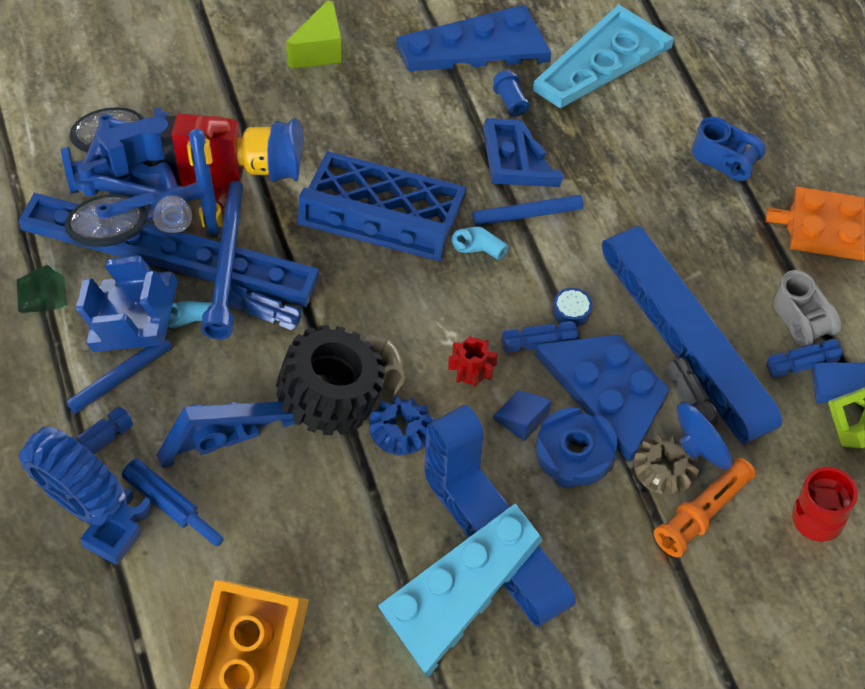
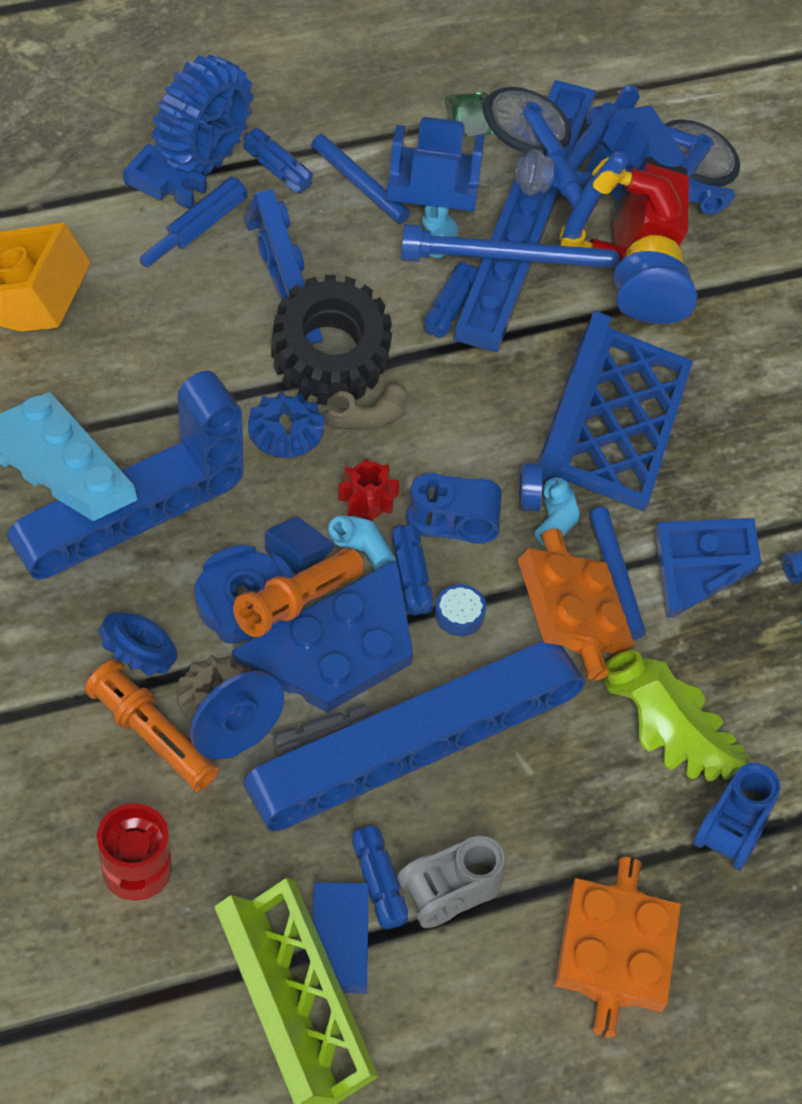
camera: 90 degrees right, 0 degrees up
(461, 254) = (530, 487): none -> blue tile
(485, 304) = (459, 508): none -> blue piece
(511, 369) = (363, 537): none -> medium azure arm
(570, 227) = (575, 603): none -> orange plate
(597, 405) = (284, 596): none -> orange pin
(627, 517) = (138, 642): none -> blue gear
(652, 181) = (673, 717): none -> lime plant

